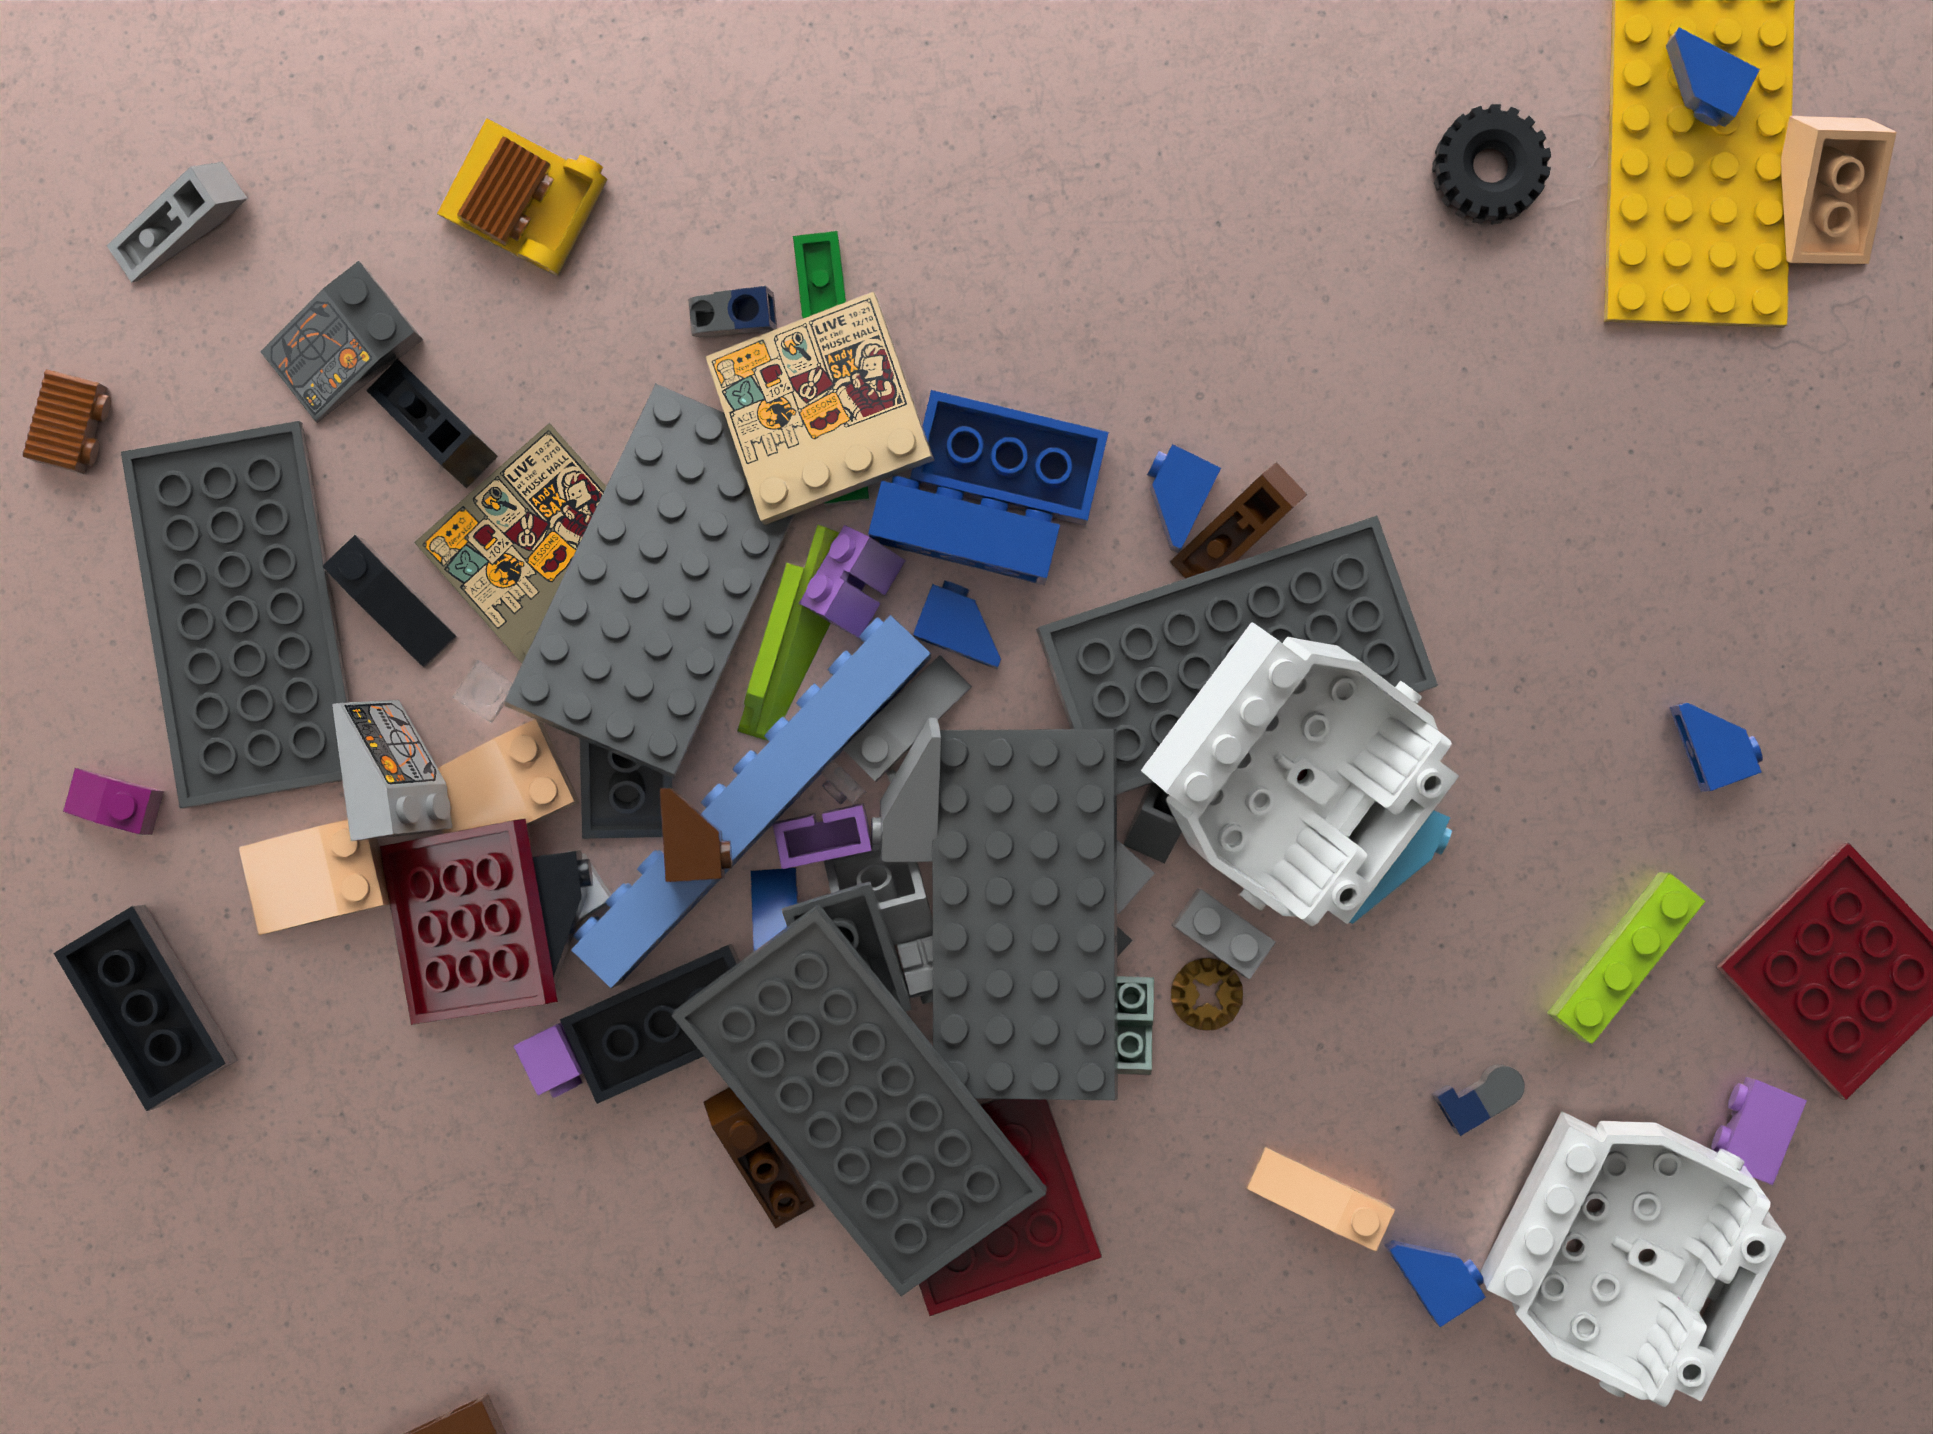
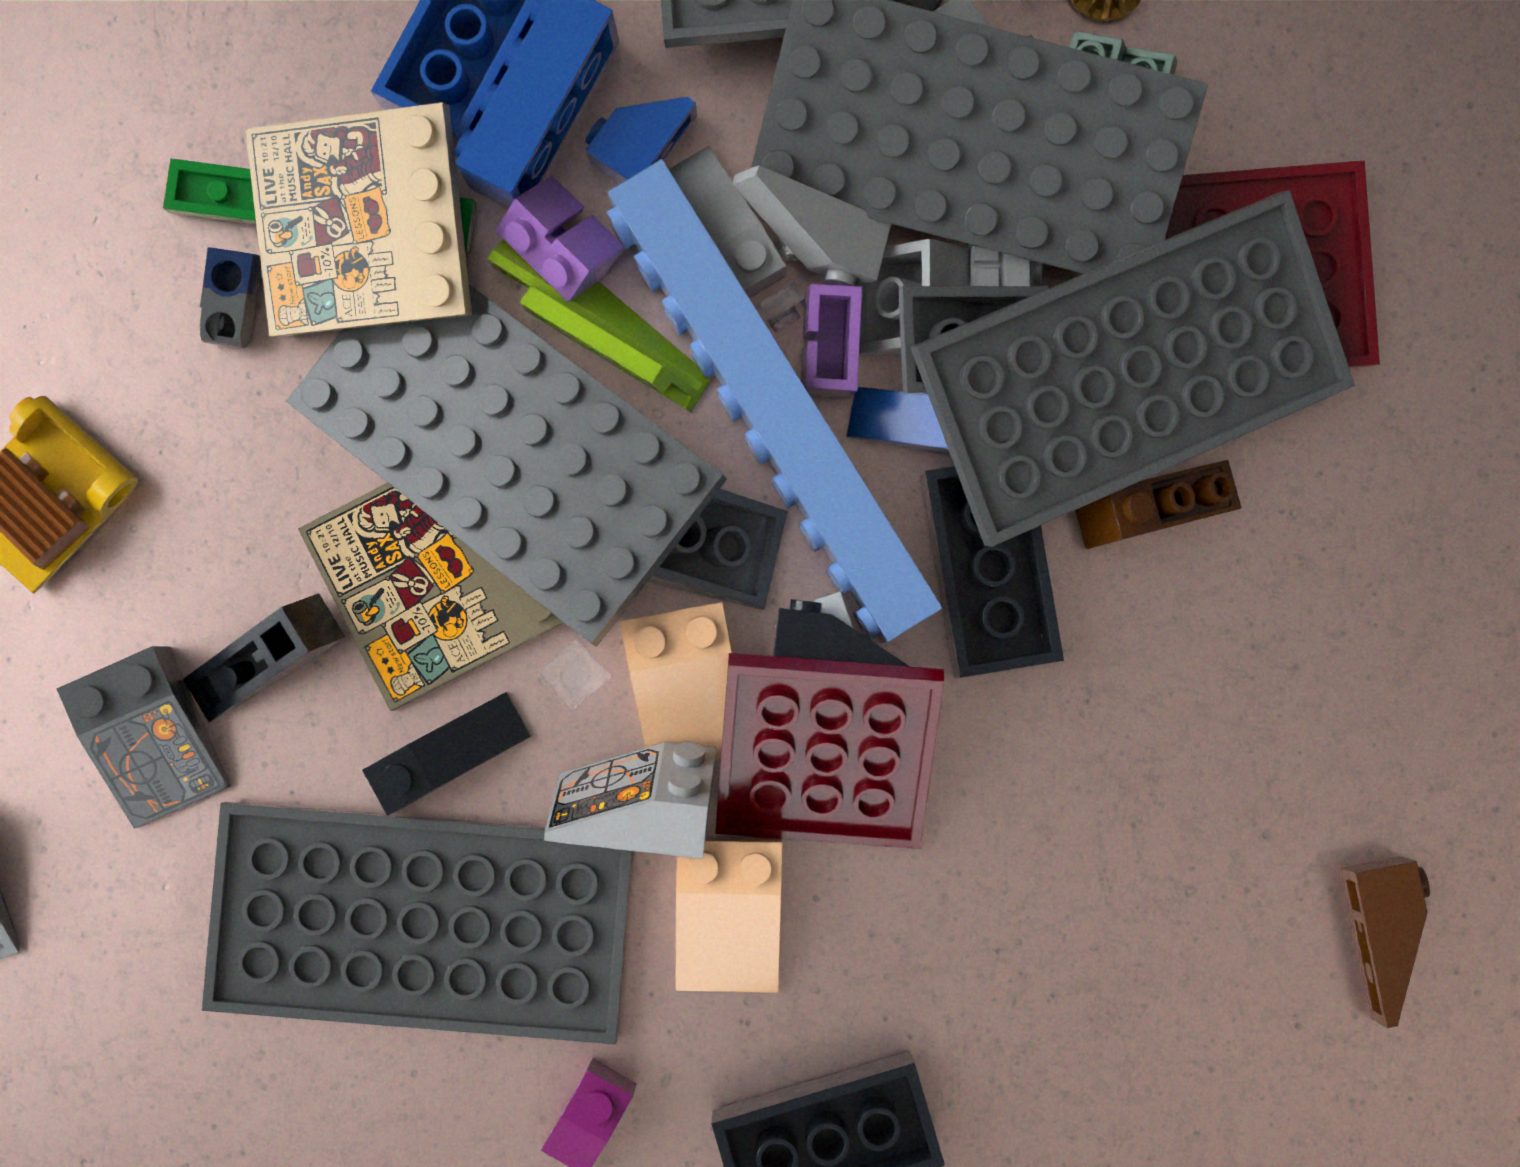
camera: 75 degrees left, 0 degrees up
(67, 422) = (152, 1063): dark orange brick -> none
(550, 1061) = (1002, 699): medium lavender piece -> none
(691, 842) = (804, 472): reddish brown slope -> none

